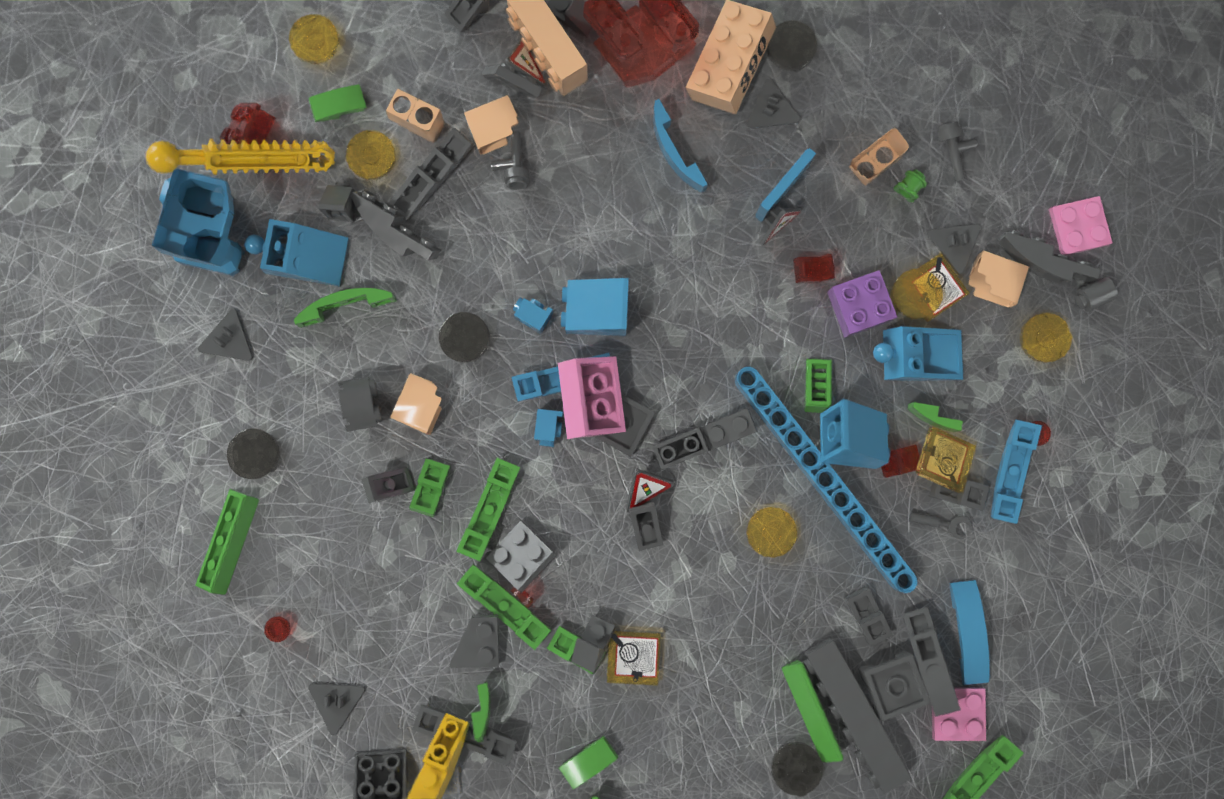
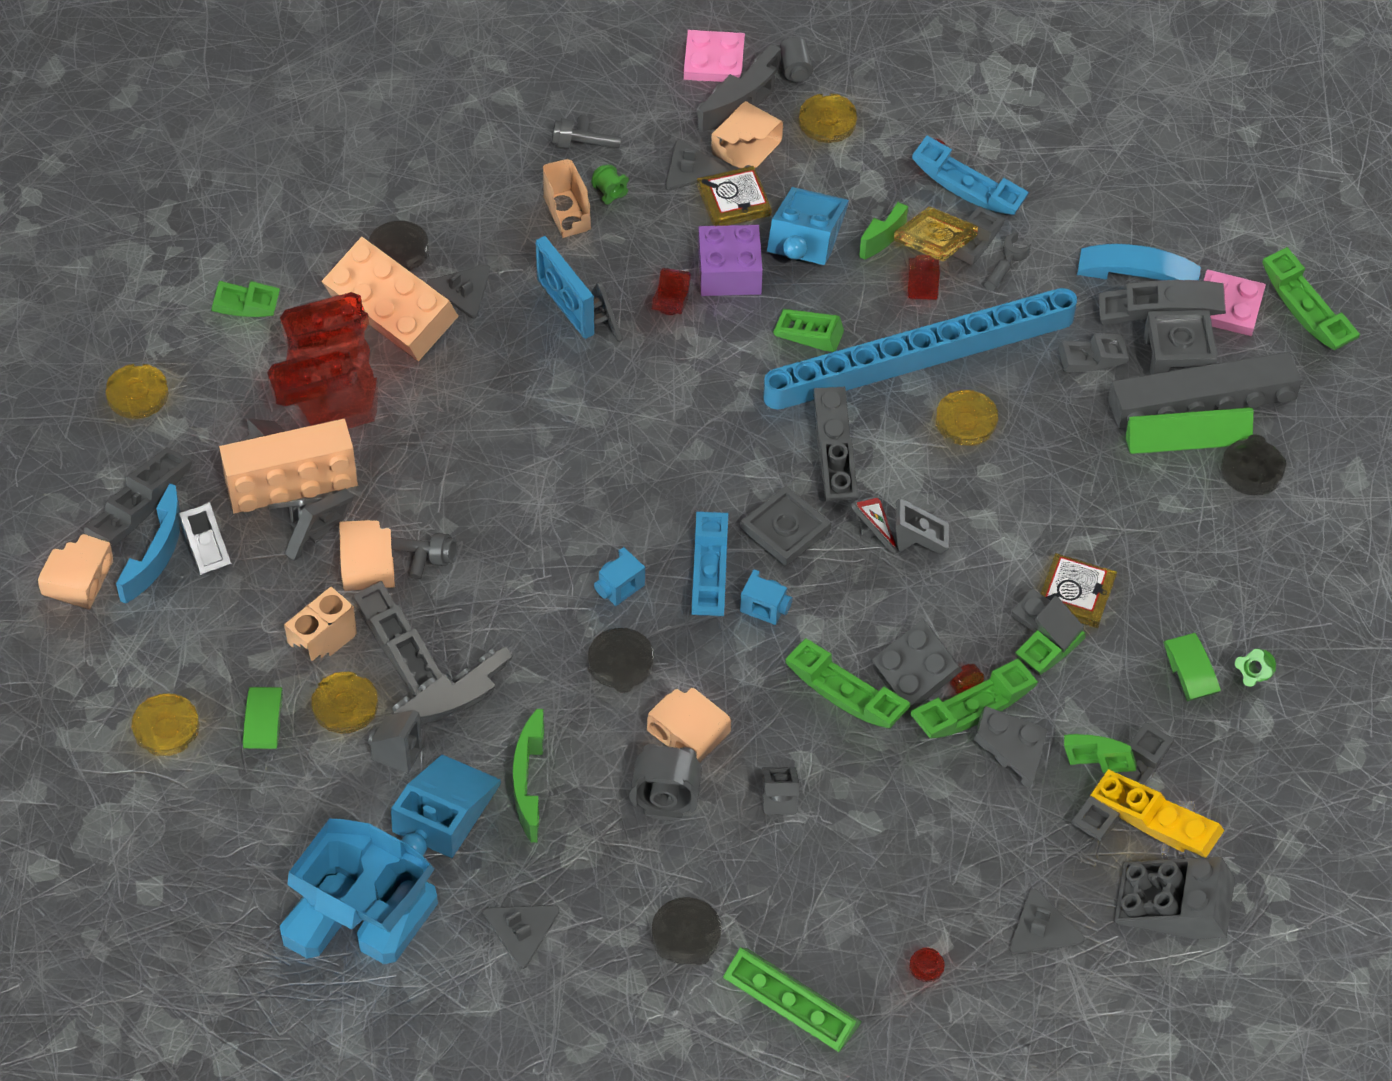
camera: 70 degrees left, 30 degrees down
(165, 157) = (299, 809): yellow gear -> none
(248, 124) = (251, 825): clear red bracket -> none
(429, 487) = (793, 746): bright green slope -> none
(591, 397) = (746, 534): bright pink slope -> none
(596, 306) = (638, 502): dark azure slope -> none
(689, 174) = (473, 391): dark azure slope -> none
(854, 436) = (880, 300): dark azure slope -> none
(916, 294) = (737, 205): clear yellow tile -> none

